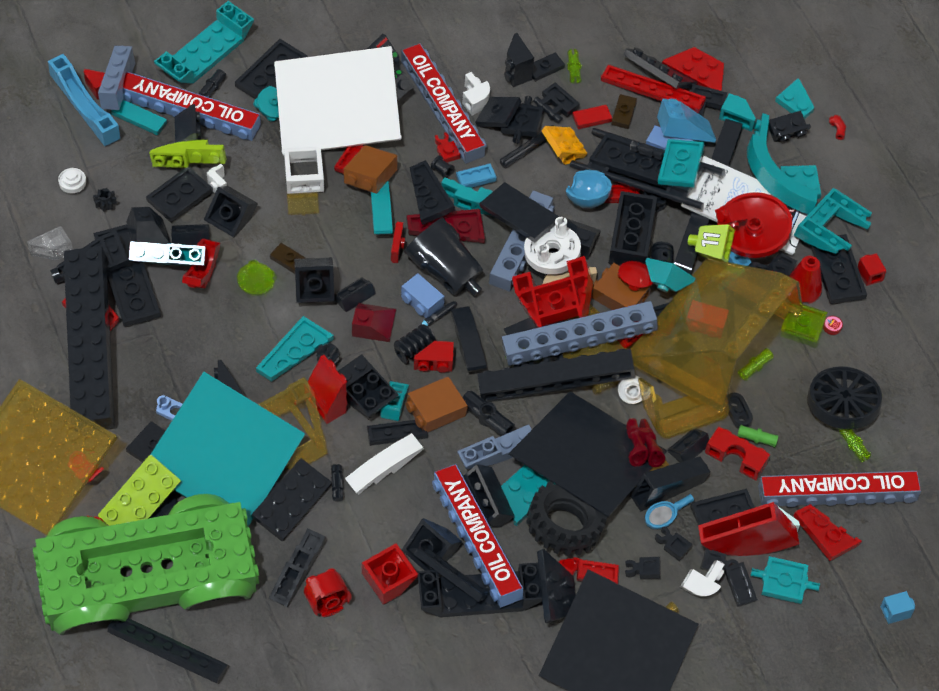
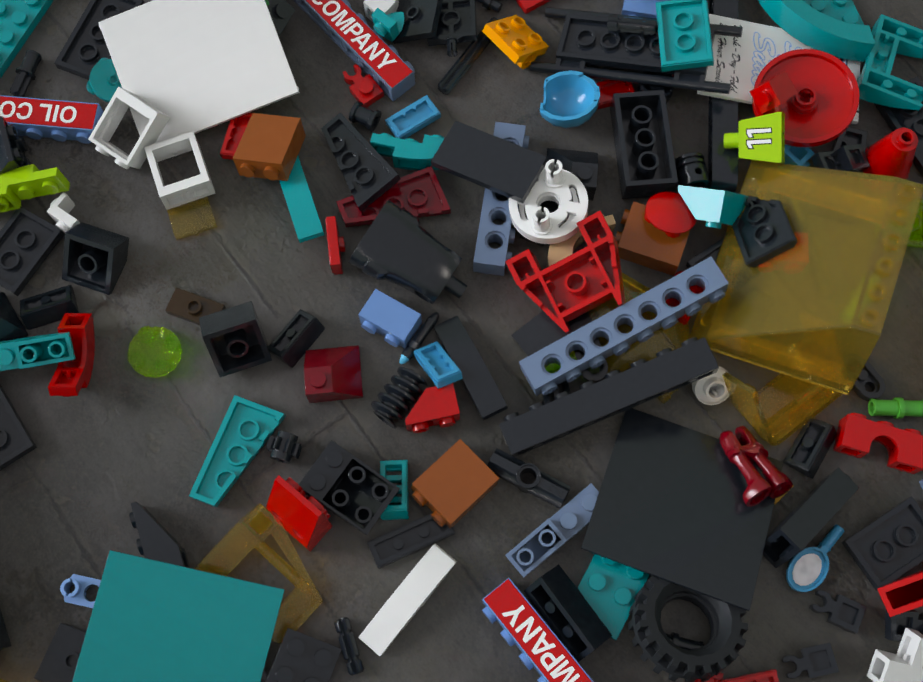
camera: 10 degrees left, 15 degrees up
(266, 125) = (112, 117): none -> white window
(446, 330) = (438, 364): none -> dark azure plate
(475, 111) = (388, 25): none -> teal plate
(693, 298) = (763, 231): none -> black tile

